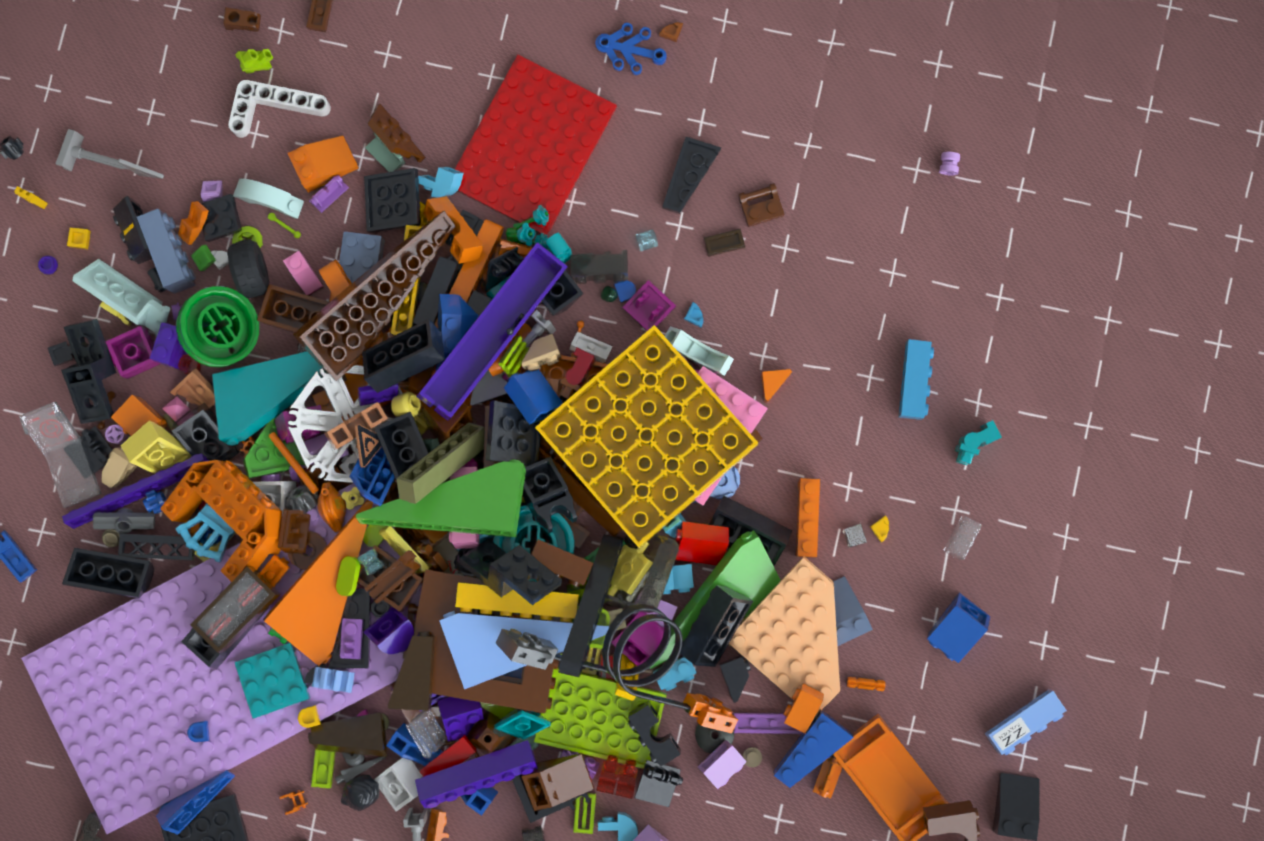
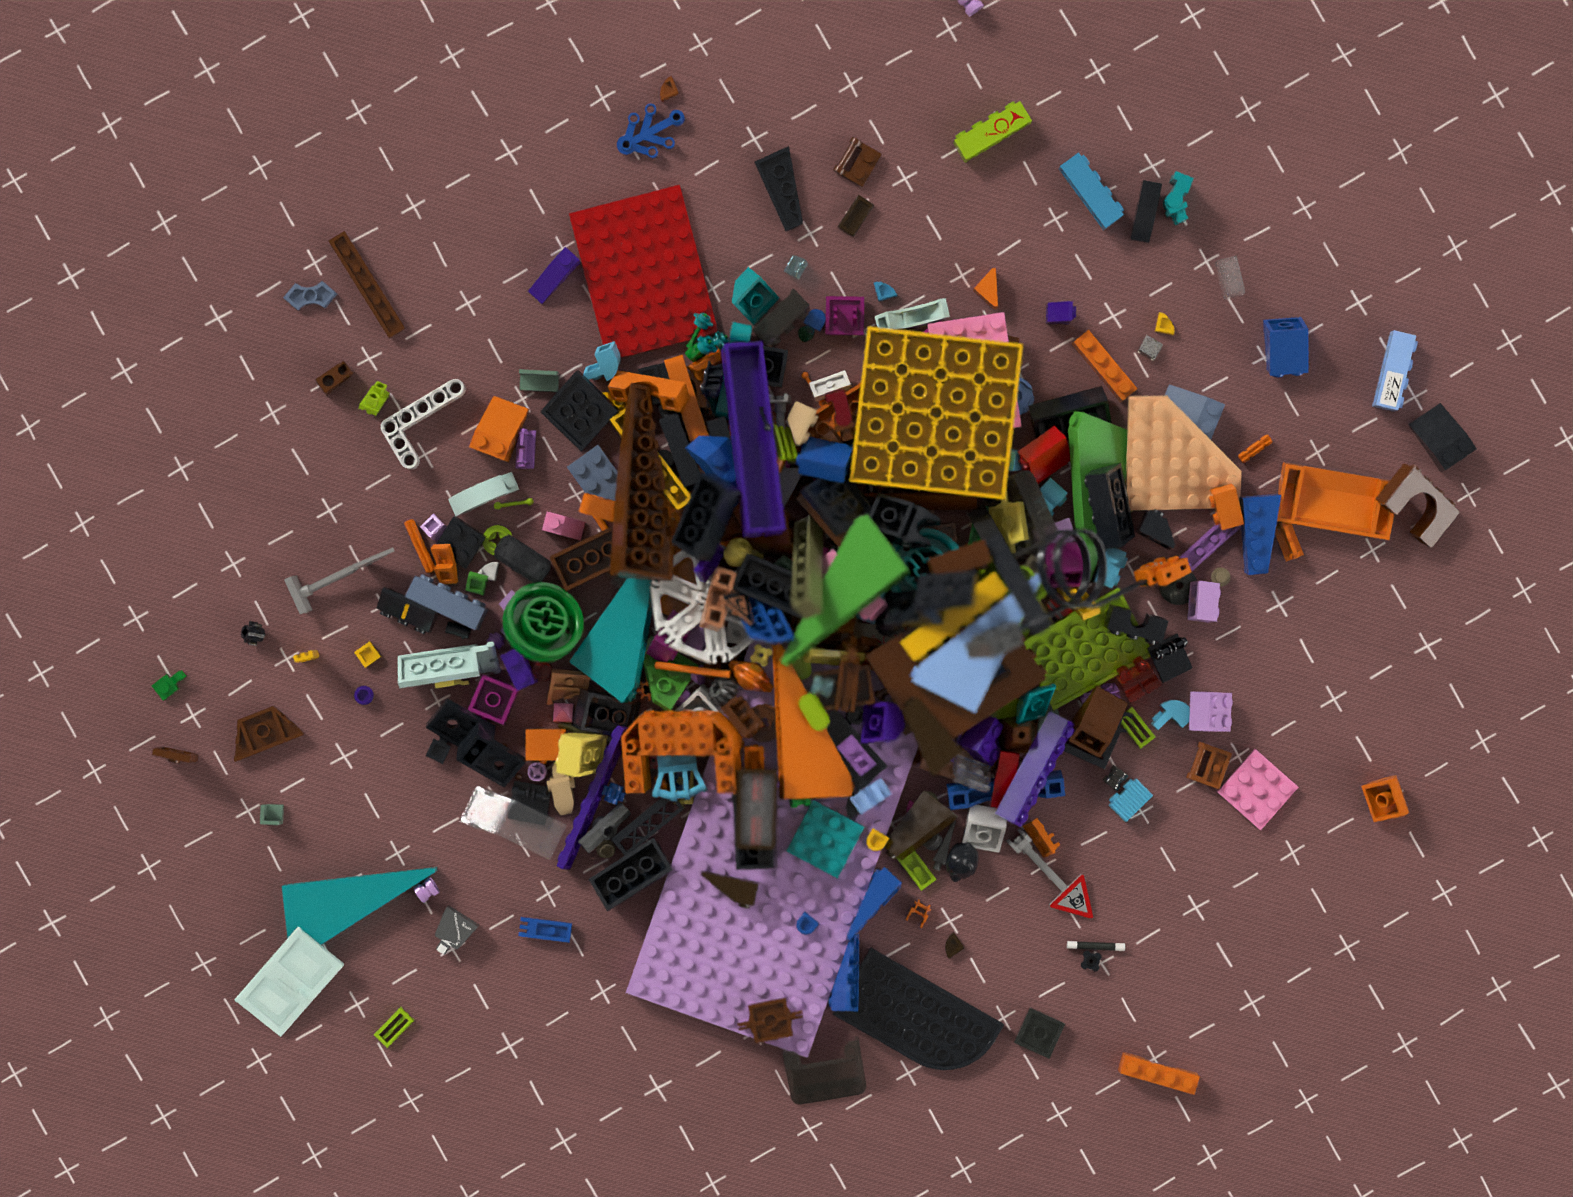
camera: 45 degrees left, 5 degrees up
(103, 780) = (770, 1020): none -> reddish brown plate
(170, 655) = (737, 889): none -> dark brown slope
(189, 194) = (419, 545): none -> orange axle
(275, 758) = (879, 893): none -> blue wedge
(392, 135) = (533, 361): reddish brown wing -> none
(467, 88) = (554, 275): none -> dark purple slope
(594, 232) = (753, 296): none -> teal slope
(810, 448) = (1060, 312): none -> dark purple slope
(881, 270) = (992, 131): none -> lime brick
(943, 431) = (1146, 211): none -> black slope

